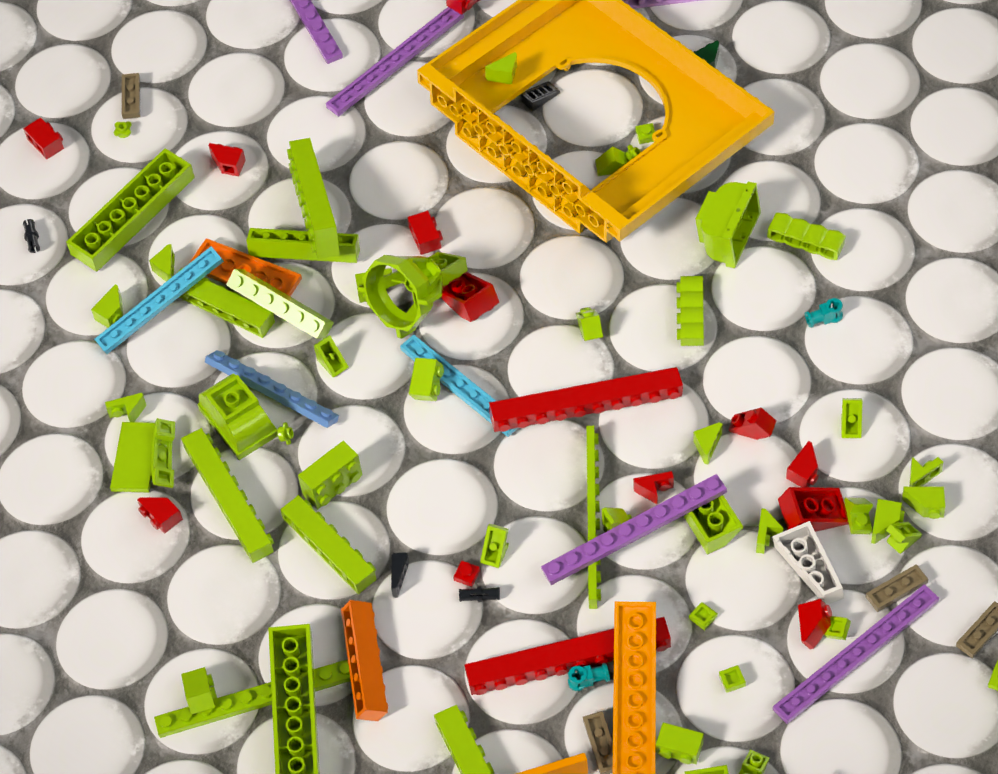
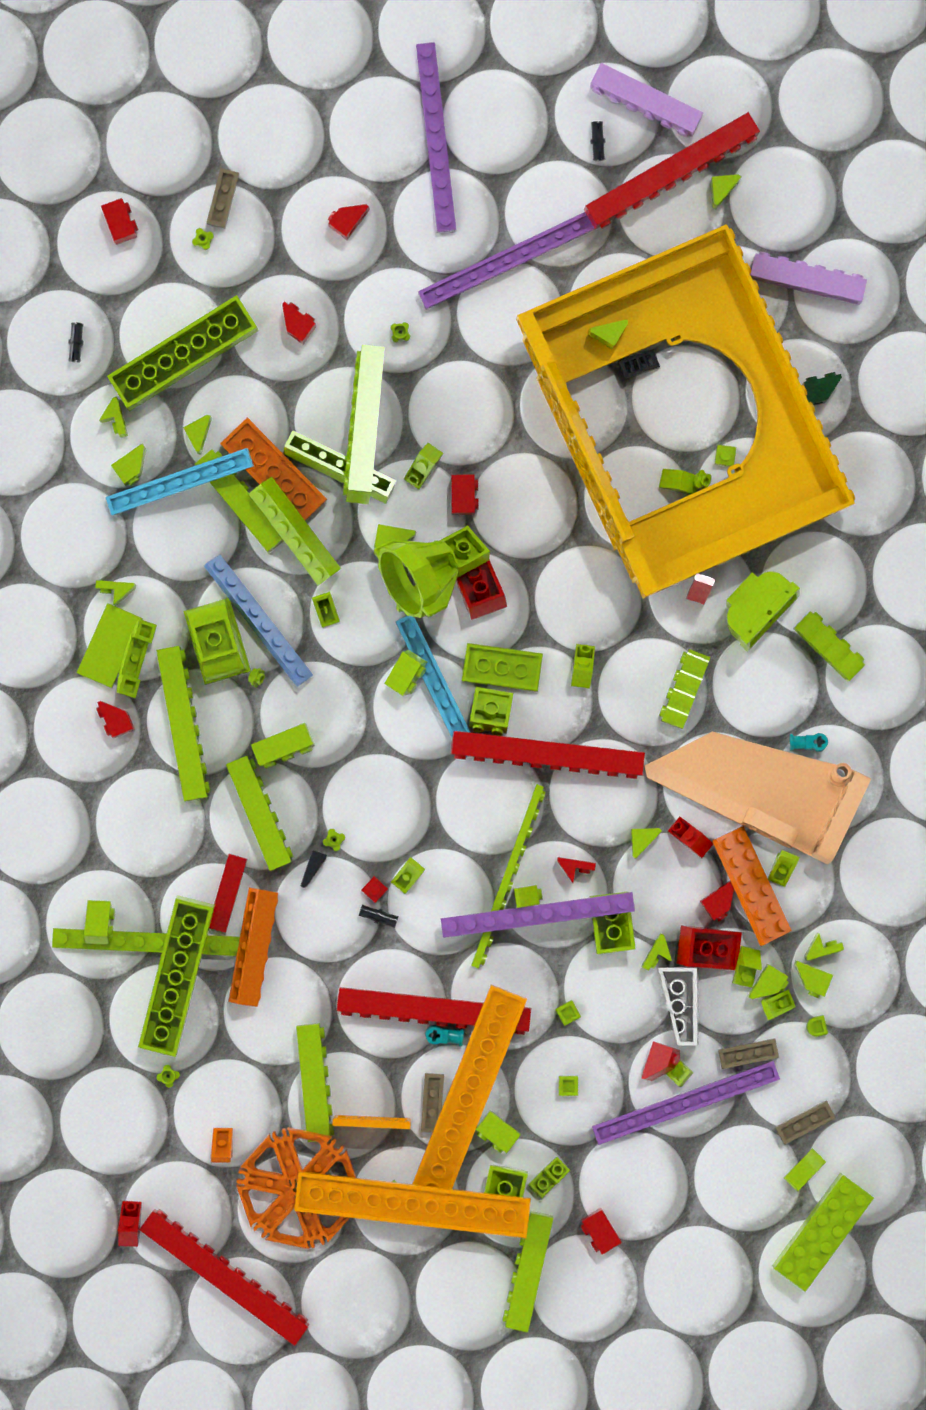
camera: 15 degrees right, 30 degrees up
(82, 276) = (114, 412): none -> lime slope
(245, 75) = (347, 219): none -> red slope
(321, 138) = (396, 328): none -> lime plate
(321, 626) = (227, 892): none -> red tile
(379, 223) = (423, 465): none -> lime slope
(412, 548) = (339, 838): none -> lime plate
(515, 352) = (502, 667): none -> lime tile
(518, 383) = (491, 711): none -> lime plate
(668, 222) = (700, 588): none -> red tile
(806, 364) = (766, 790): none -> light nougat panel
(829, 442) = (751, 885): none -> orange plate
(952, 543) = (817, 1026): none -> lime tile

